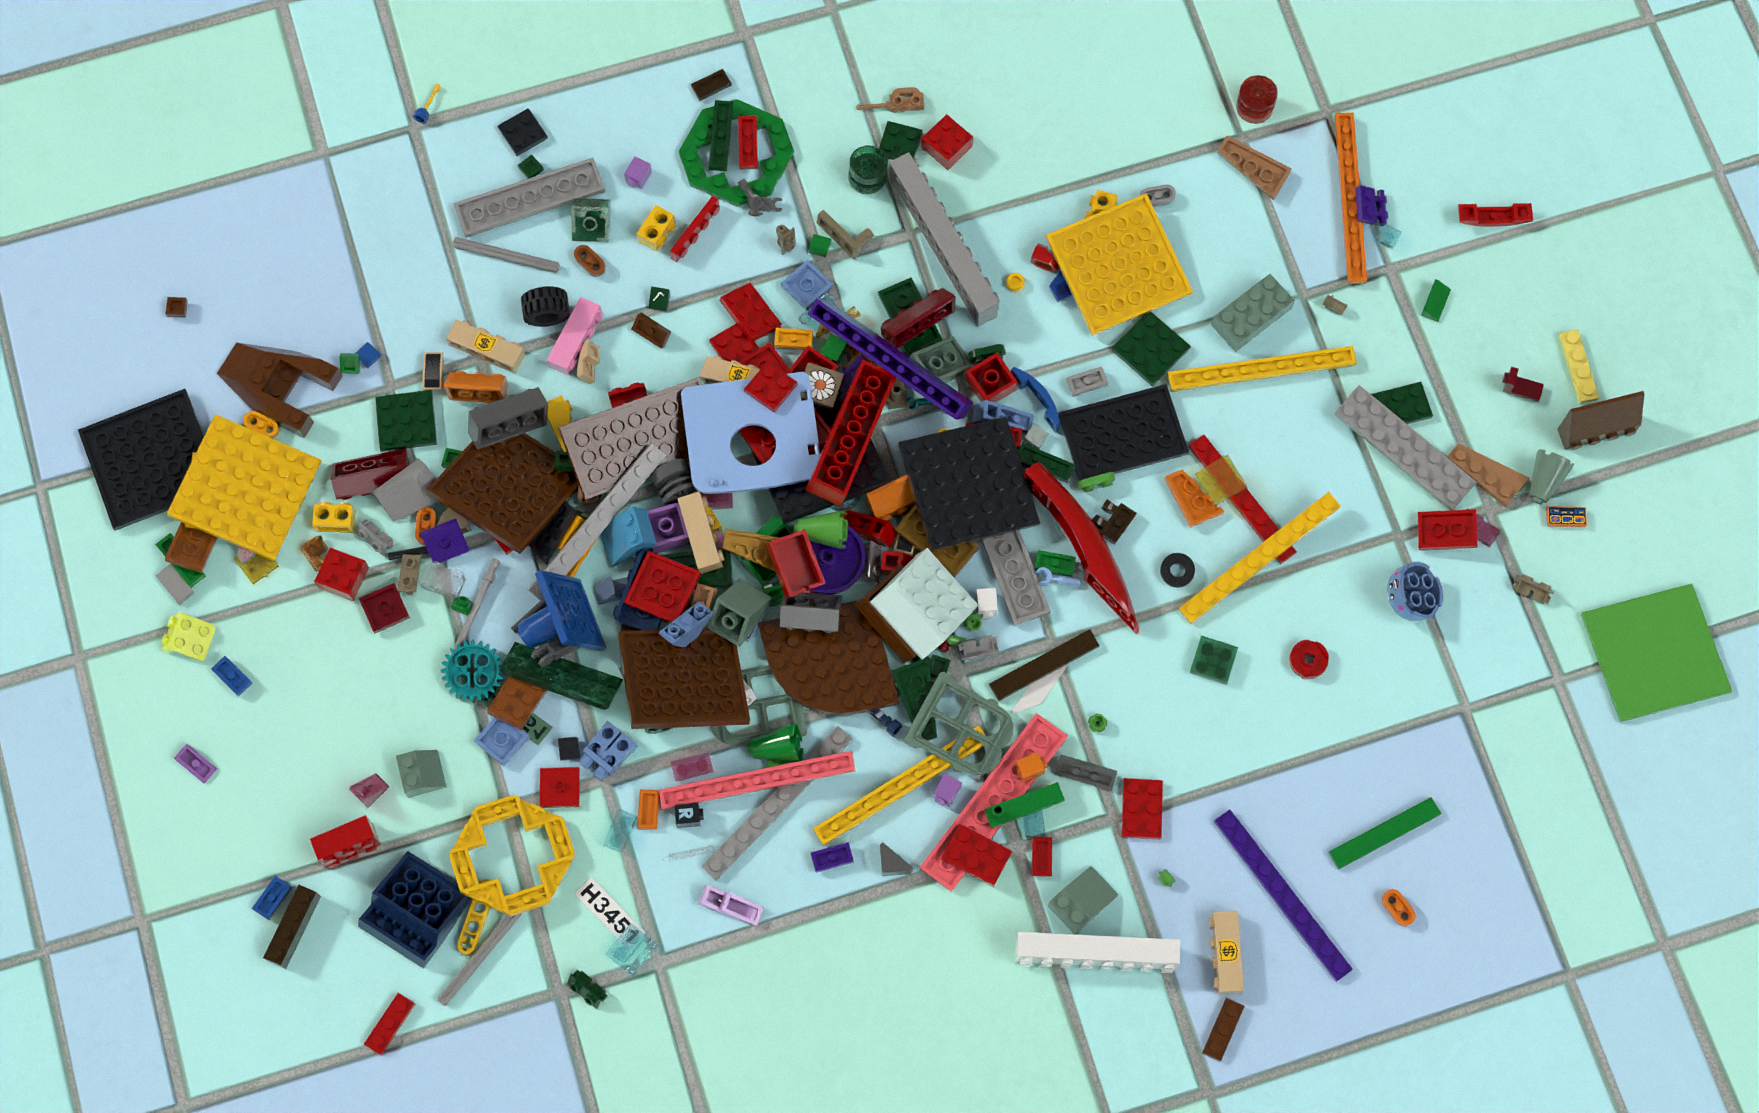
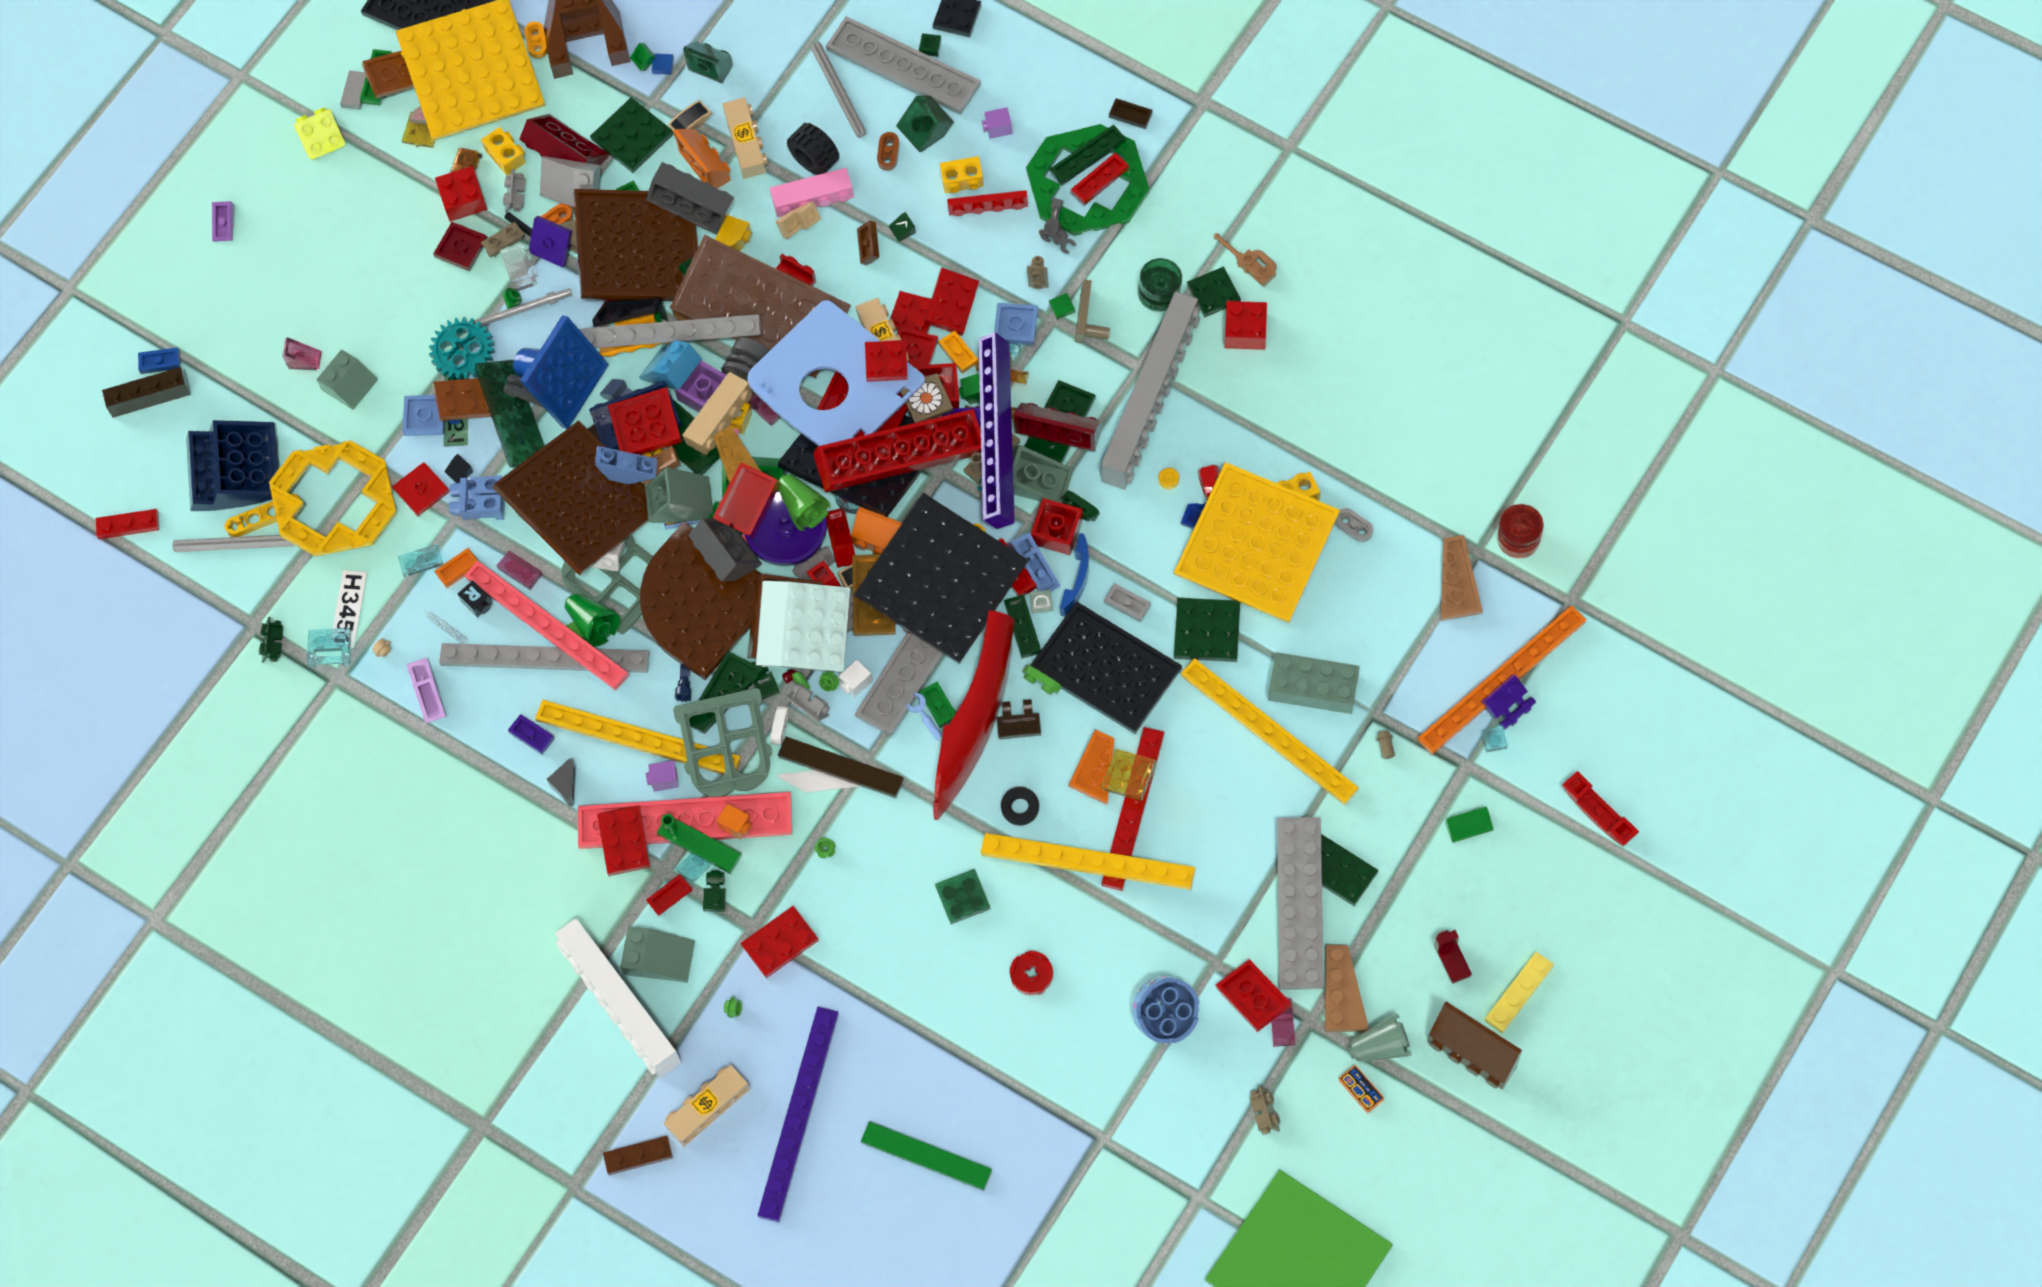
camera: 55 degrees right, 5 degrees down
(231, 676) = (313, 188): blue plate -> none
(345, 842) = (243, 372): red brick -> none
(399, 321) = (708, 61): none -> clear green slope
(666, 911) = (381, 648): none -> tan plate
(977, 680) = (779, 725): none -> white beam
(1070, 827) = (714, 898): none -> dark green plate
(1086, 772) = (771, 872): dark grey plate -> none
(1399, 907) = (866, 1218): orange plate -> none

